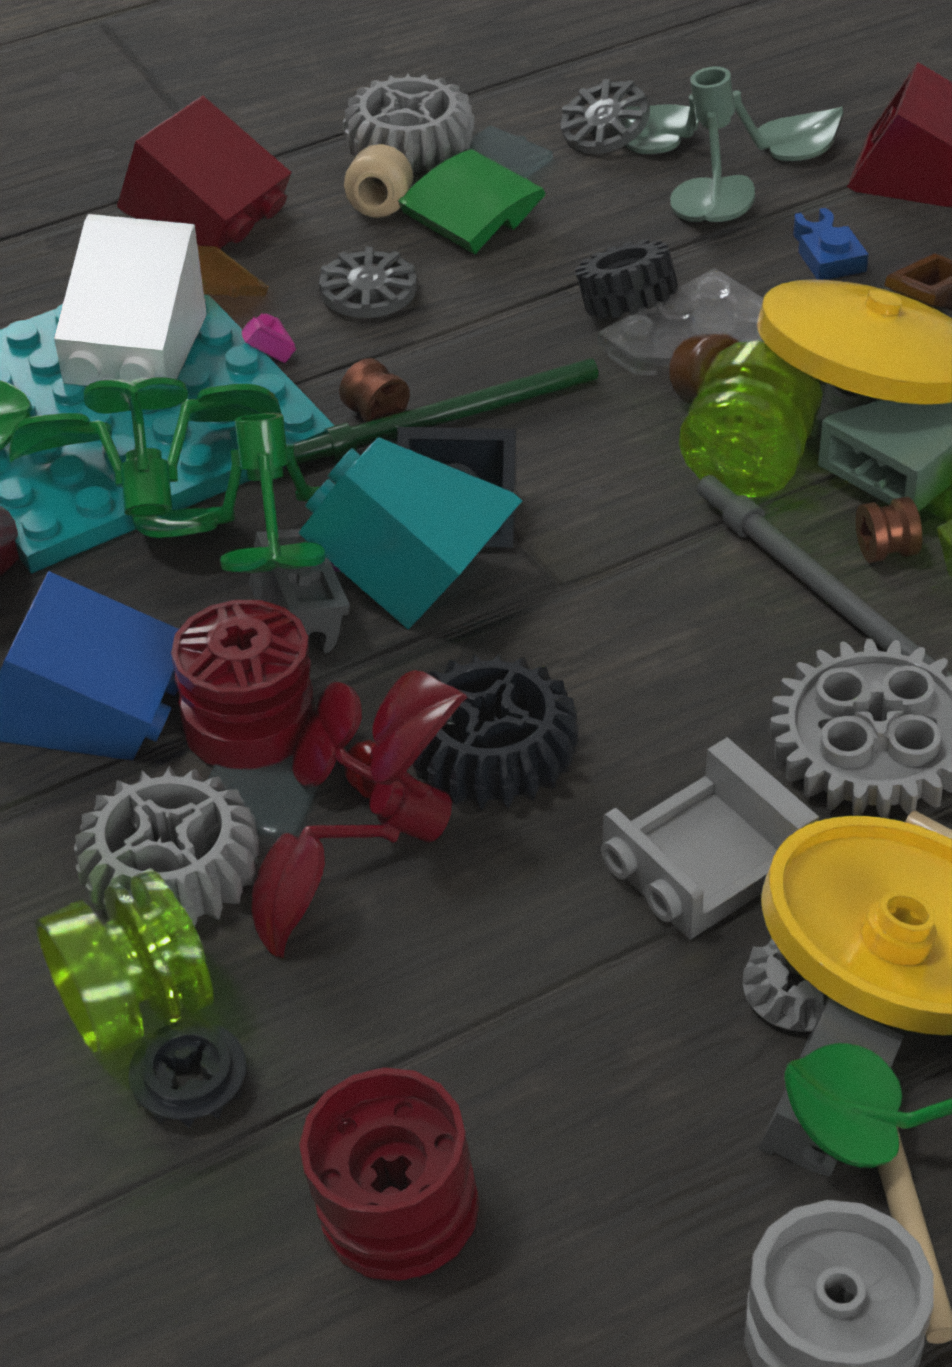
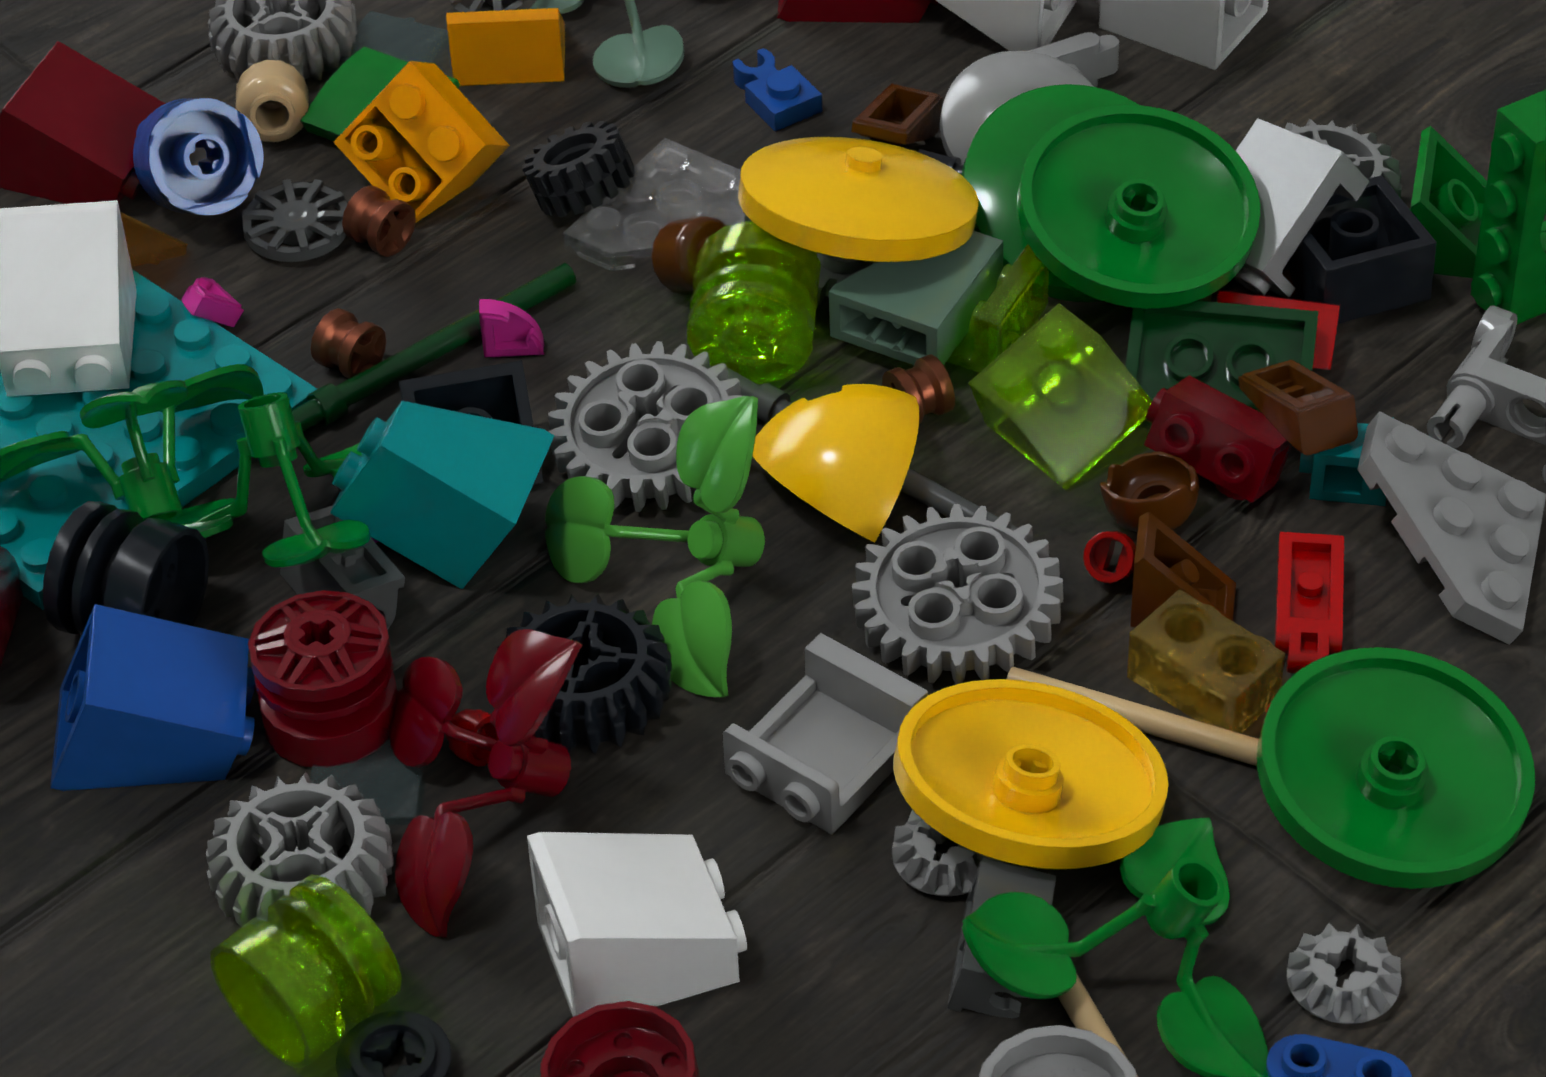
camera: 15 degrees left, 0 degrees up
(99, 545) = (123, 564): none -> black wheel
(312, 187) = (220, 179): none -> blue brick
(437, 293) = (378, 220): none -> copper wheel
(461, 982) = (632, 917): none -> white slope
(493, 231) = (421, 139): none -> light orange slope
(521, 406) = (508, 330): none -> dark pink tile
(596, 167) = (507, 46): none -> light orange slope
(623, 514) = (629, 417): none -> light grey gear
(661, 552) = (716, 460): none -> bright green plant
(799, 571) = (844, 452): none -> yellow brick

